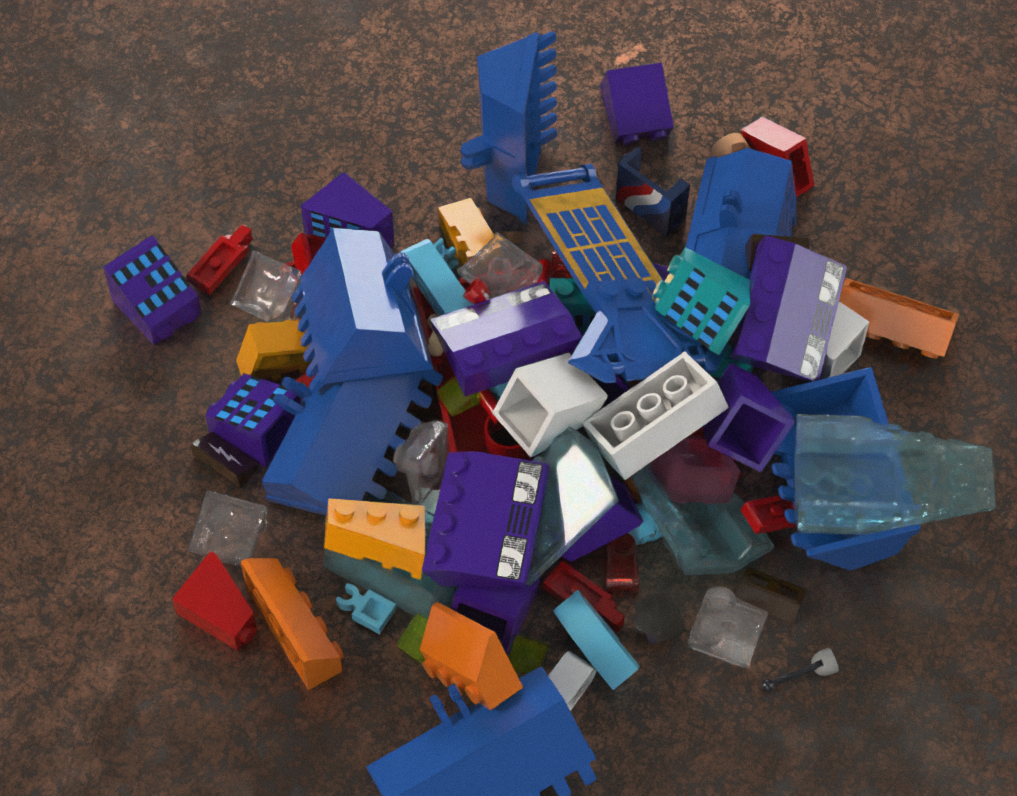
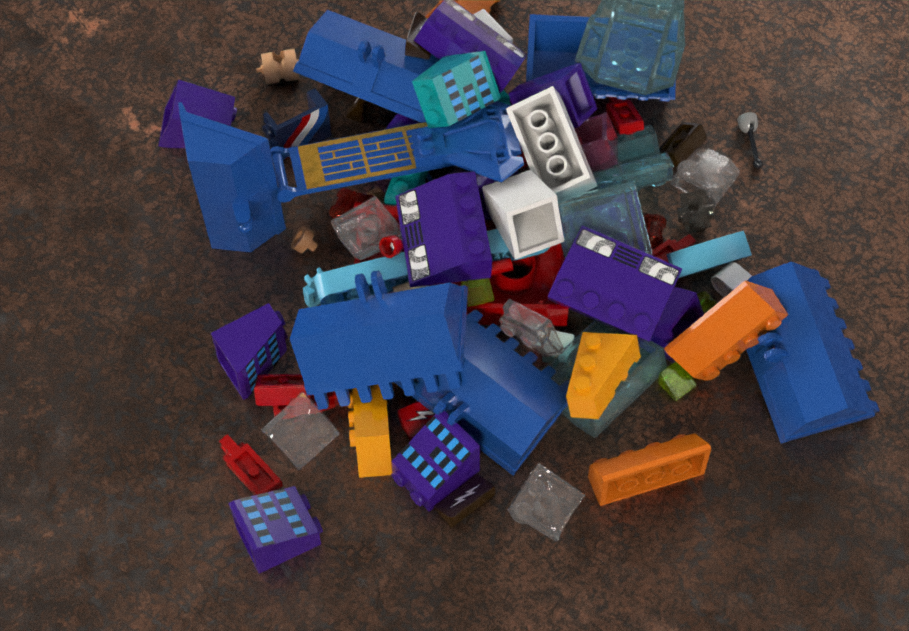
camera: 75 degrees left, 0 degrees up
(216, 604) = (615, 524): red slope -> none
(369, 610) = (643, 410): medium azure plate -> none
(464, 229) = (287, 265): light orange wedge -> none
(780, 142) = (280, 34): red slope -> none

